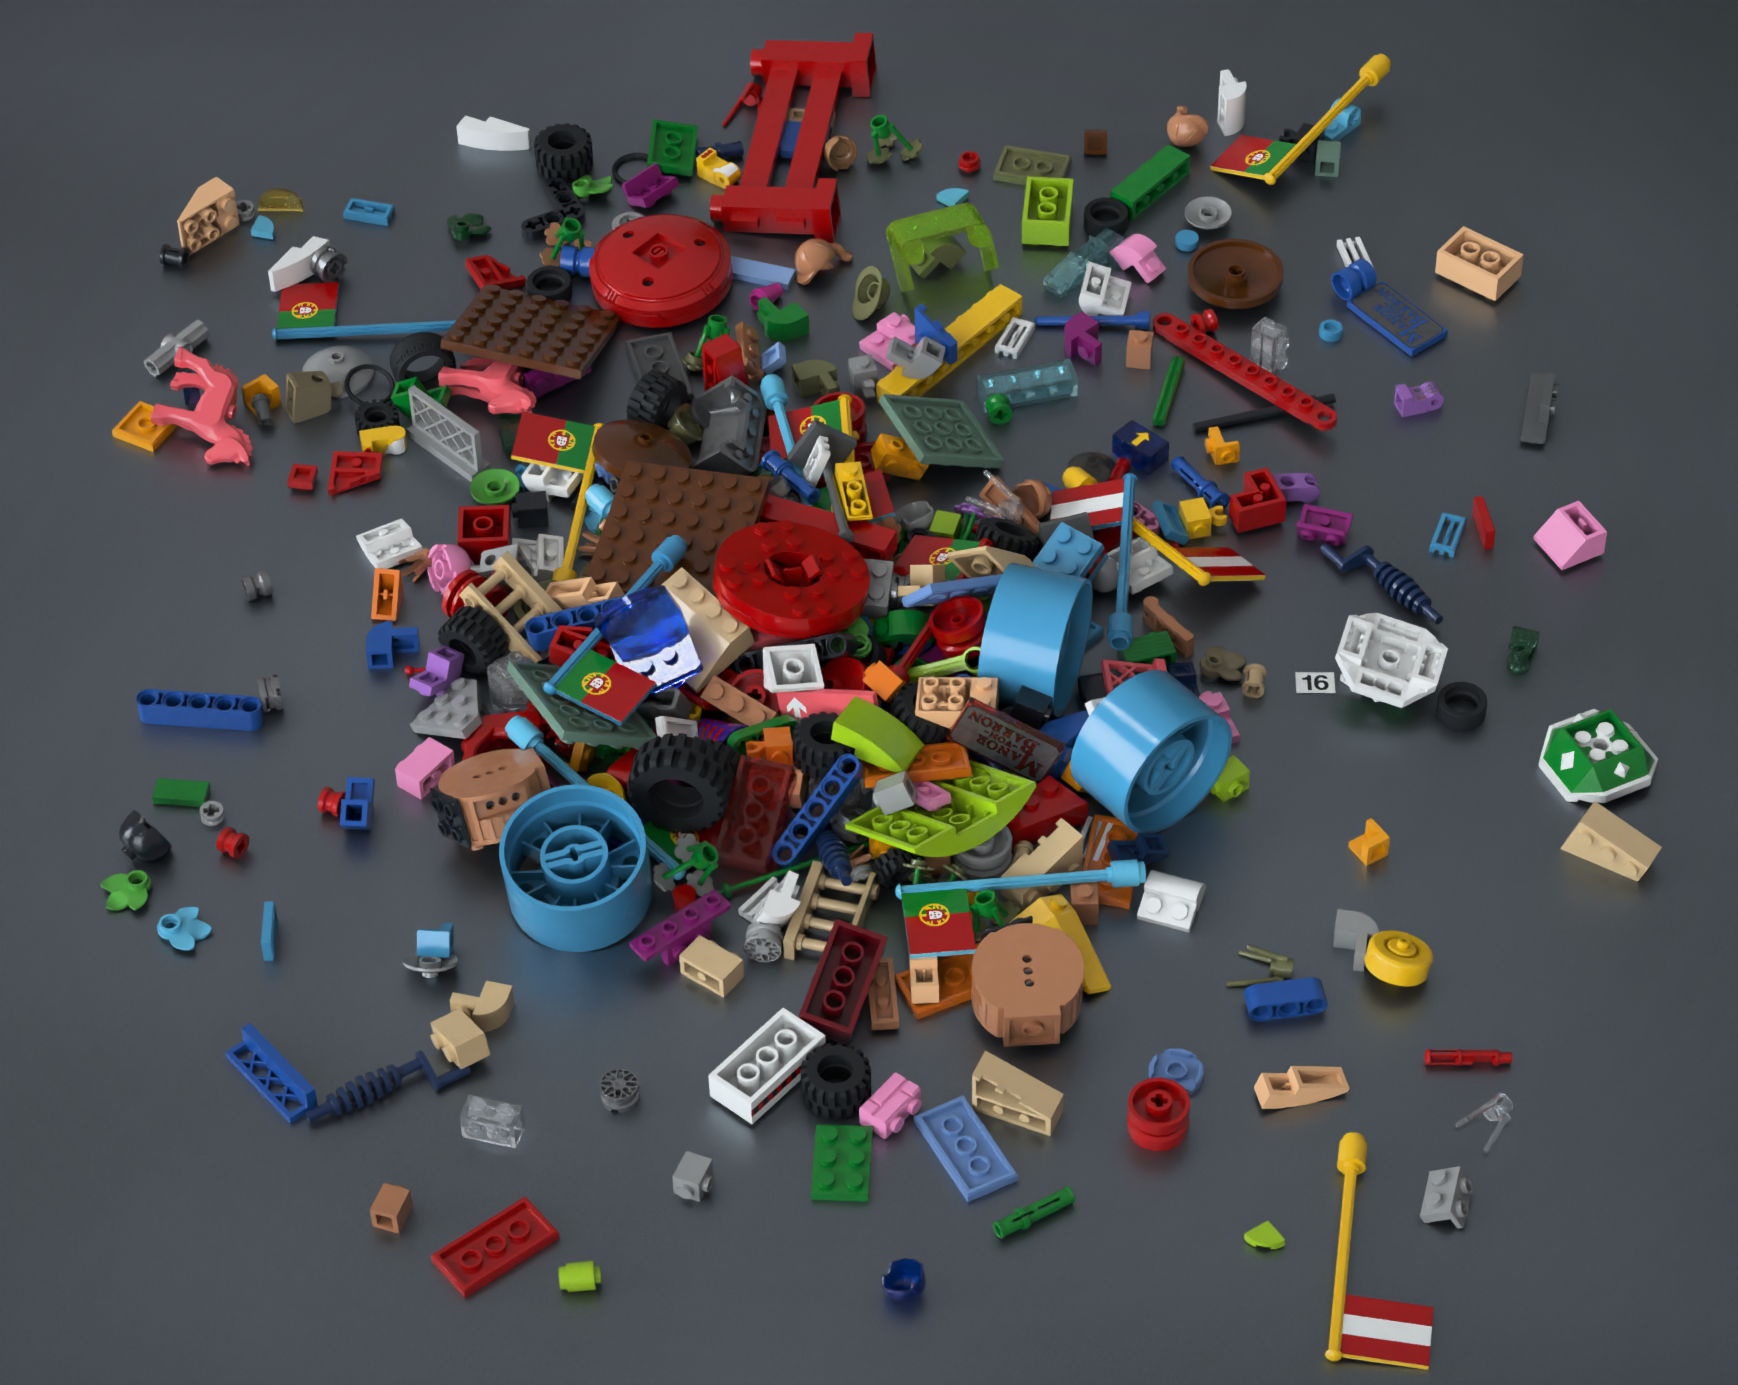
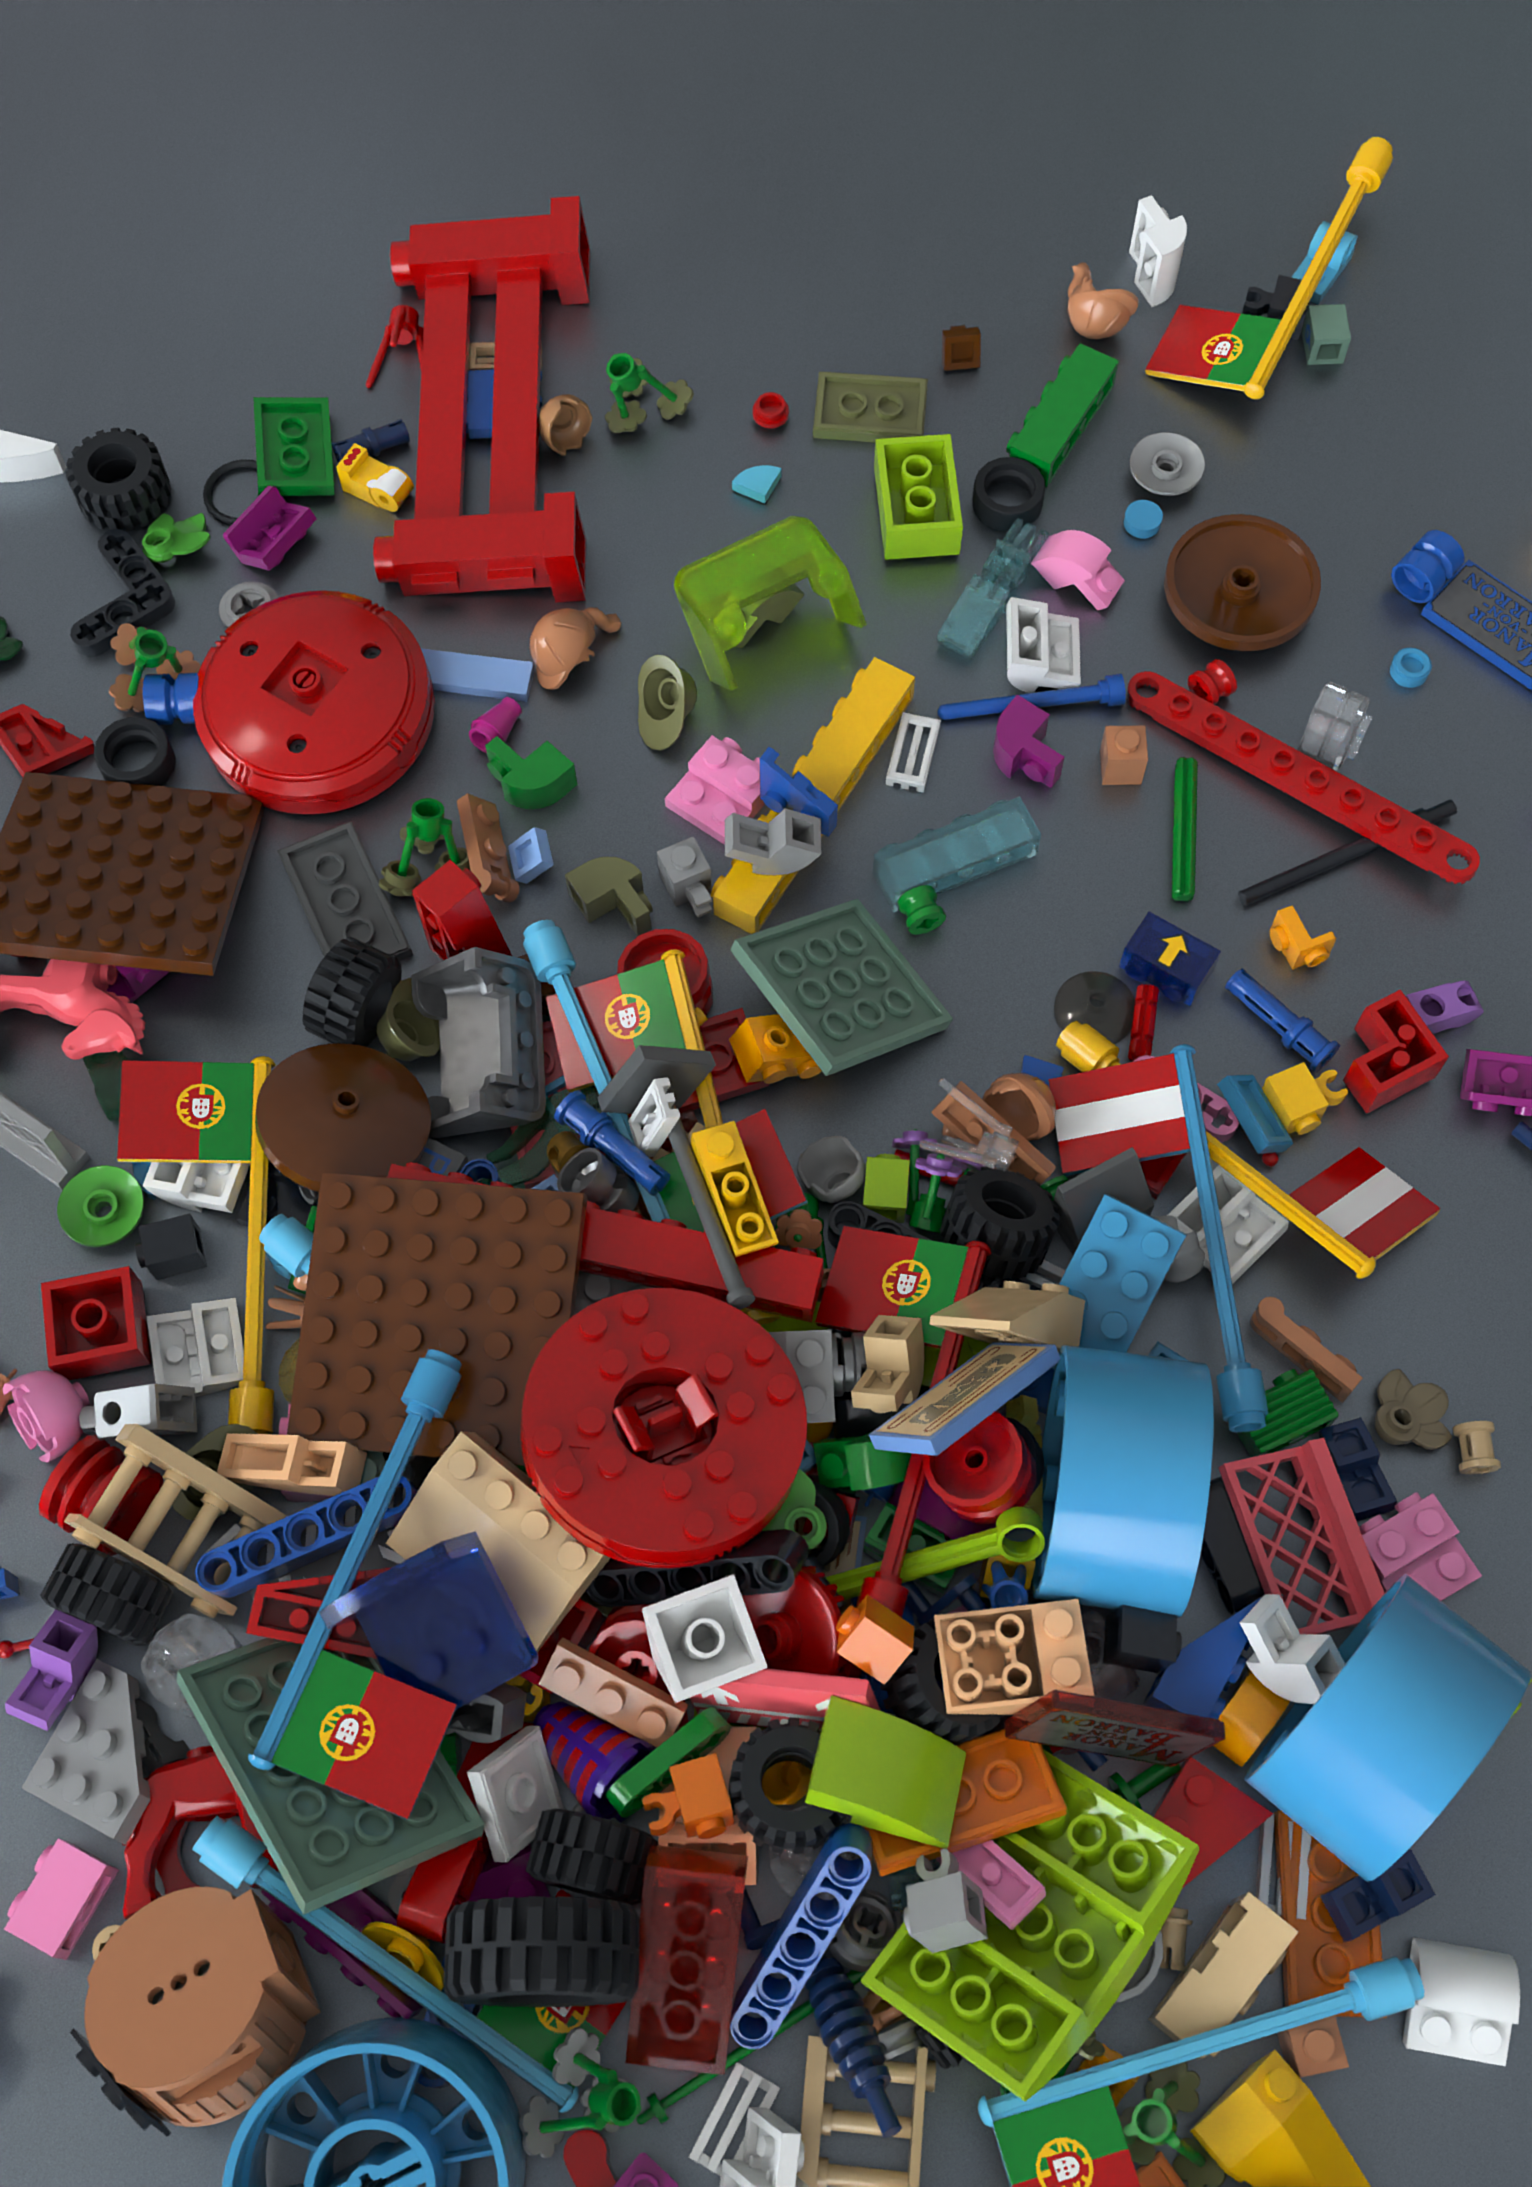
camera: 10 degrees left, 20 degrees up
(1349, 244) = (1415, 508): white tile -> none

